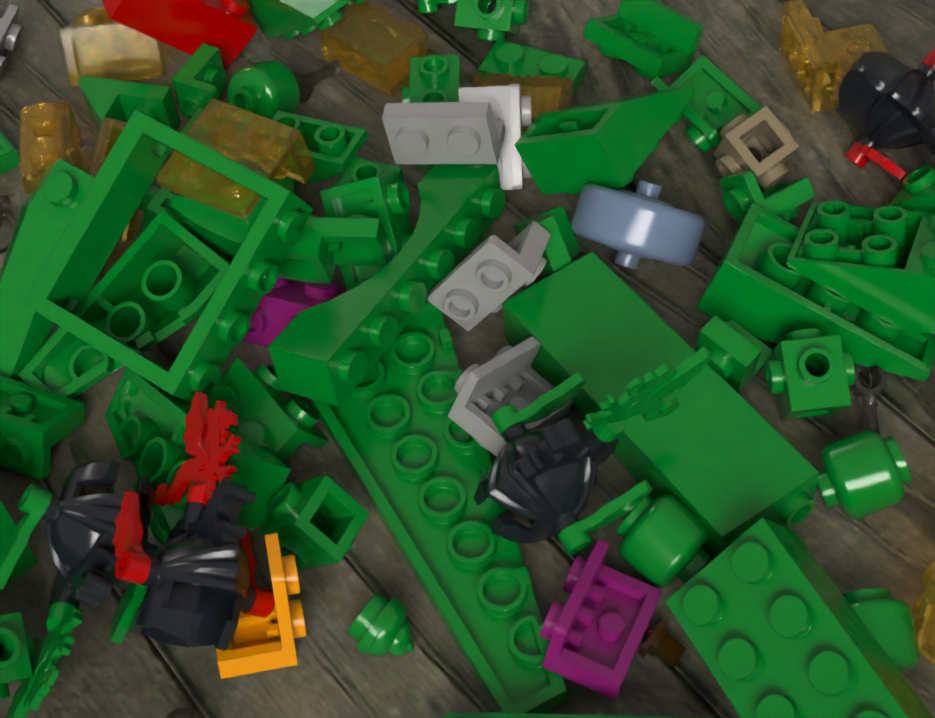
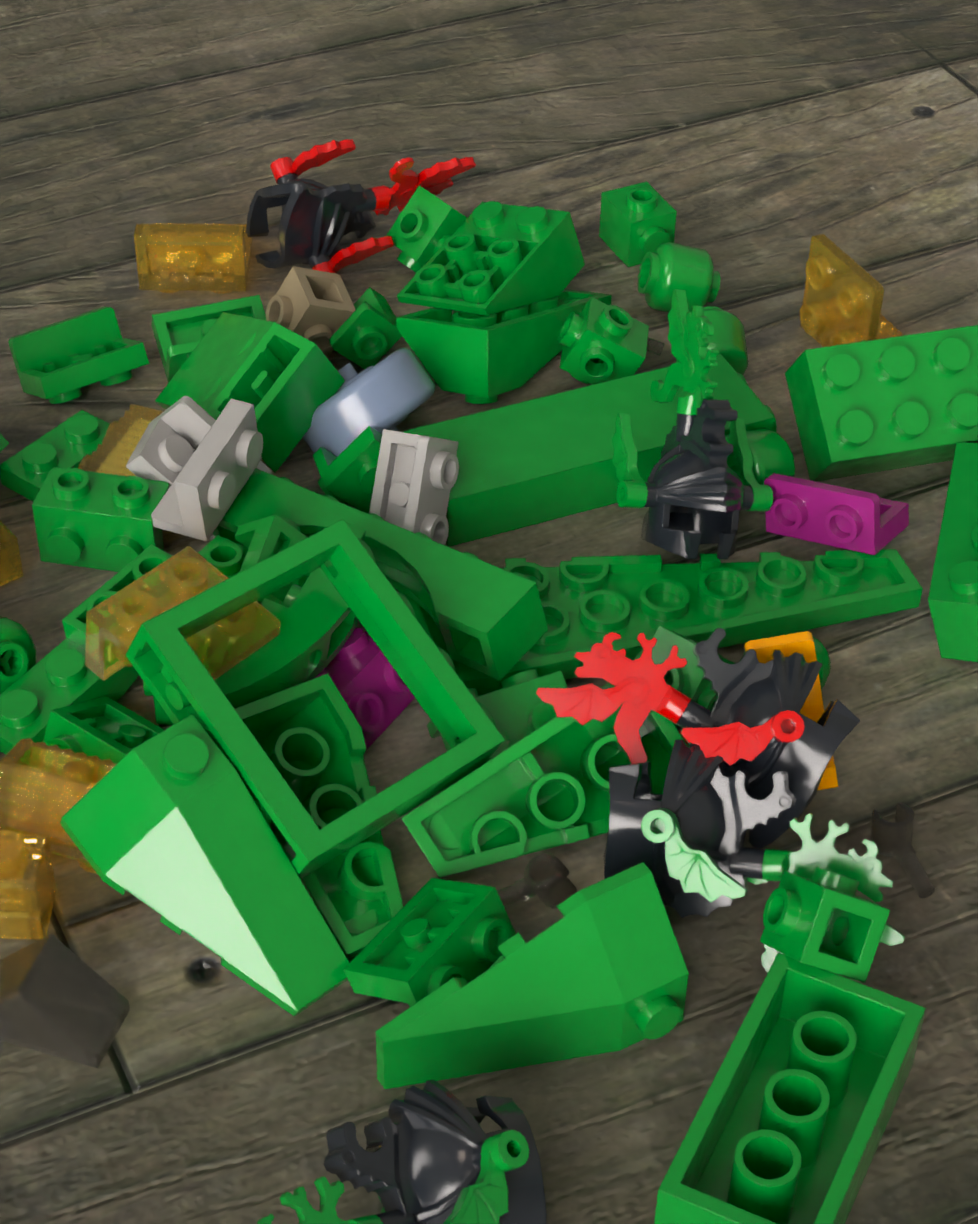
camera: 85 degrees left, 10 degrees down
(496, 384) = (567, 520): light grey bracket -> none
(734, 351) = (559, 373): green bracket -> none

